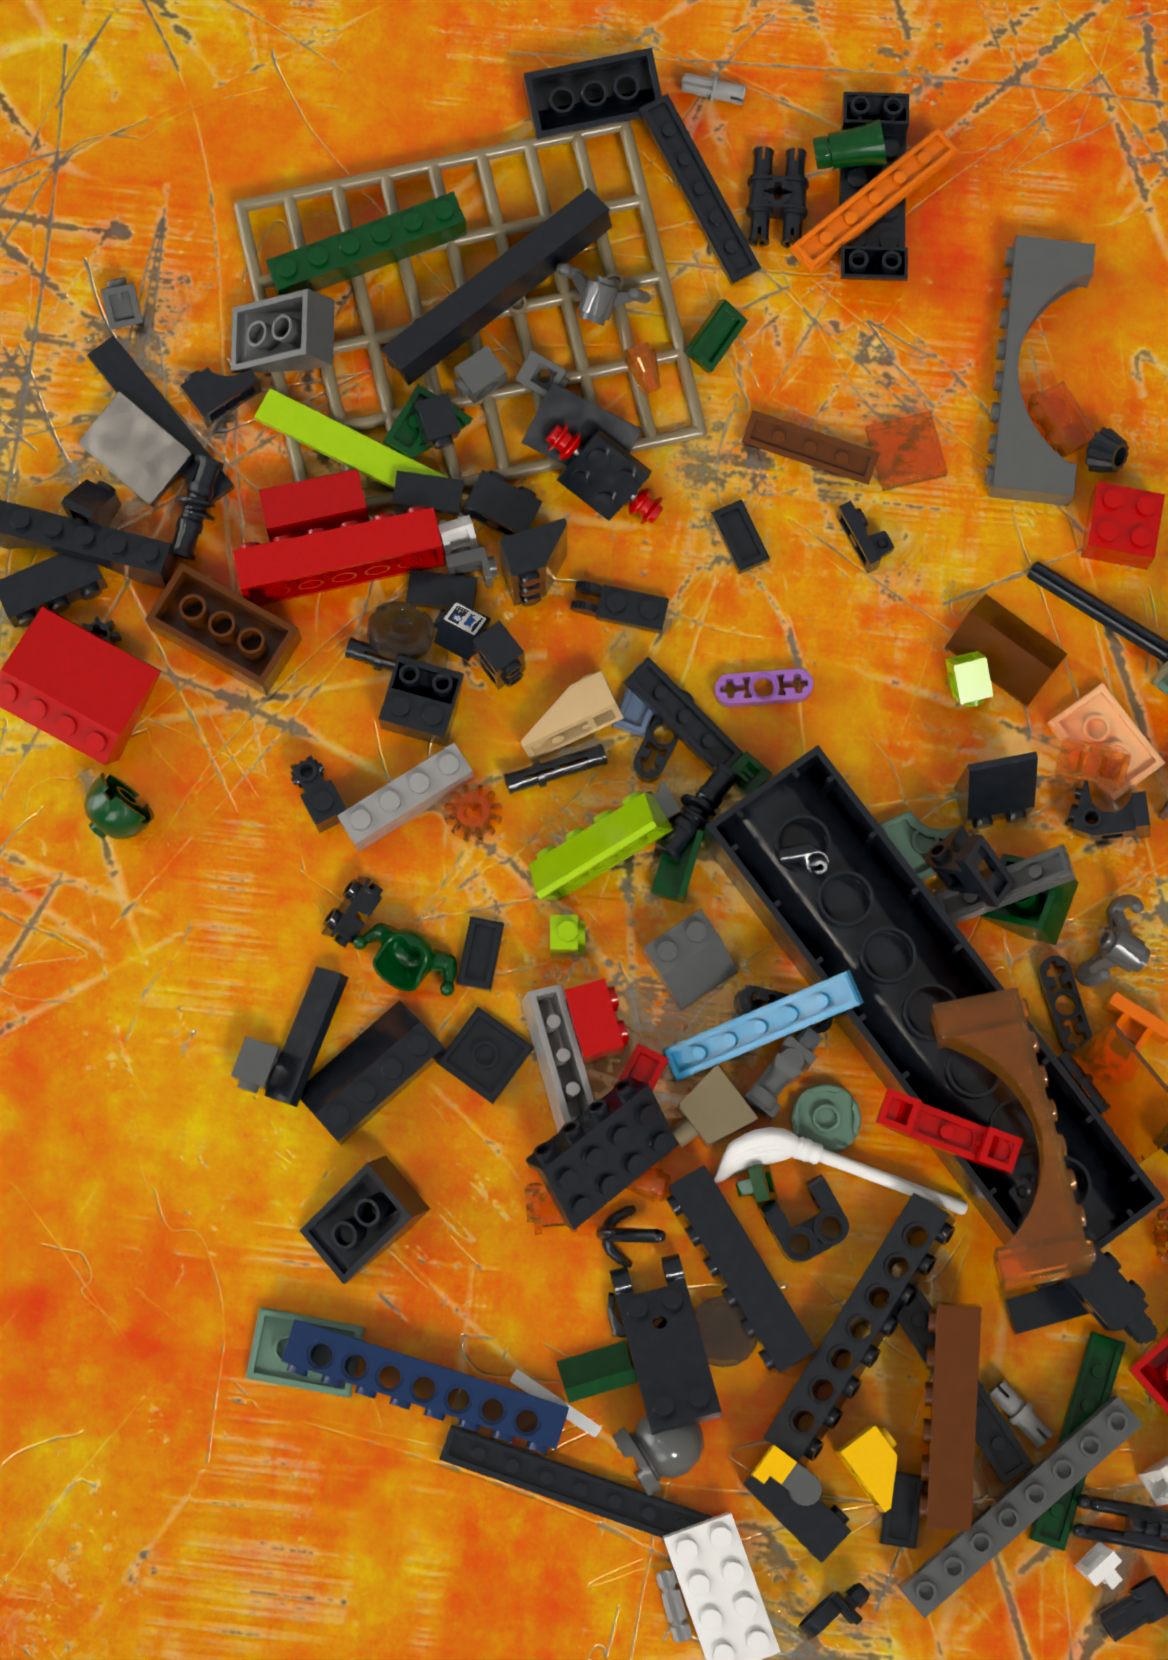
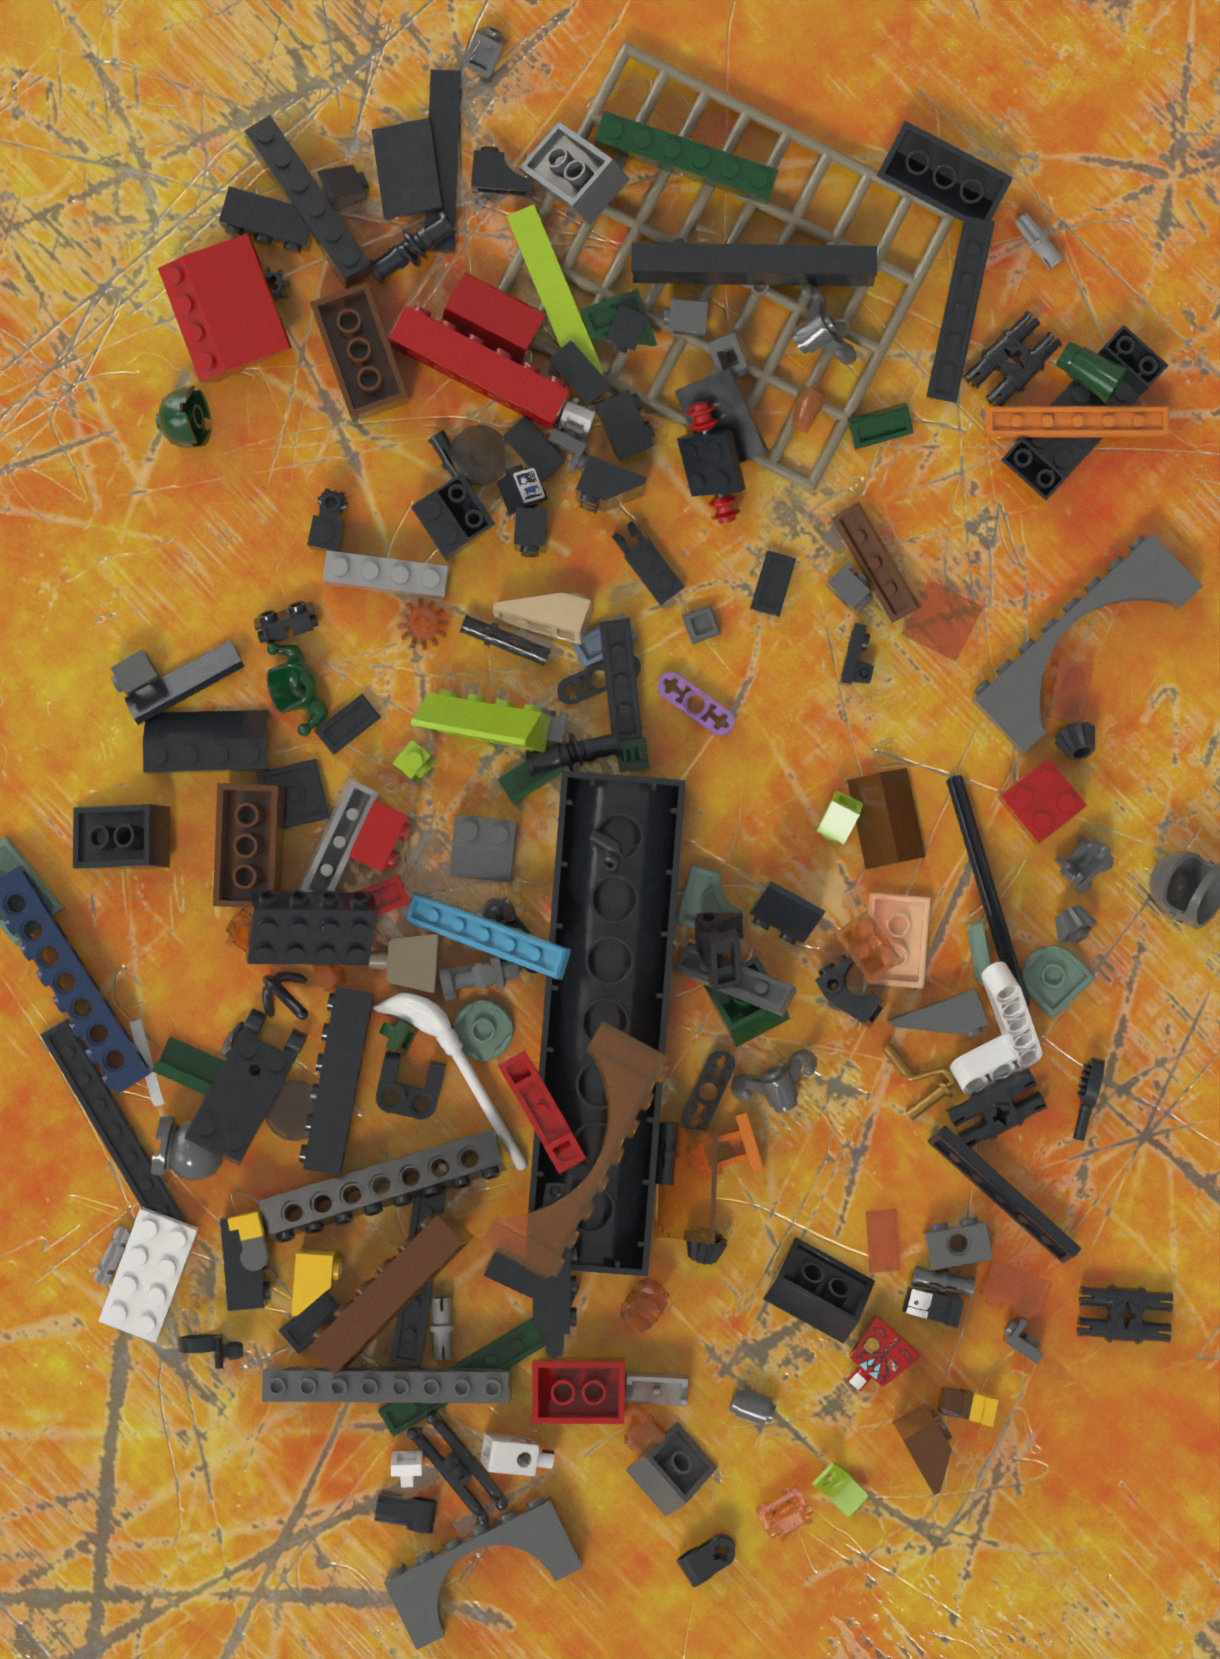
camera: 35 degrees right, 10 degrees up
(481, 1126) = (247, 842): none -> reddish brown brick
(710, 619) = (701, 625): none -> dark grey tile
(808, 485) = (850, 587): none -> dark grey brick

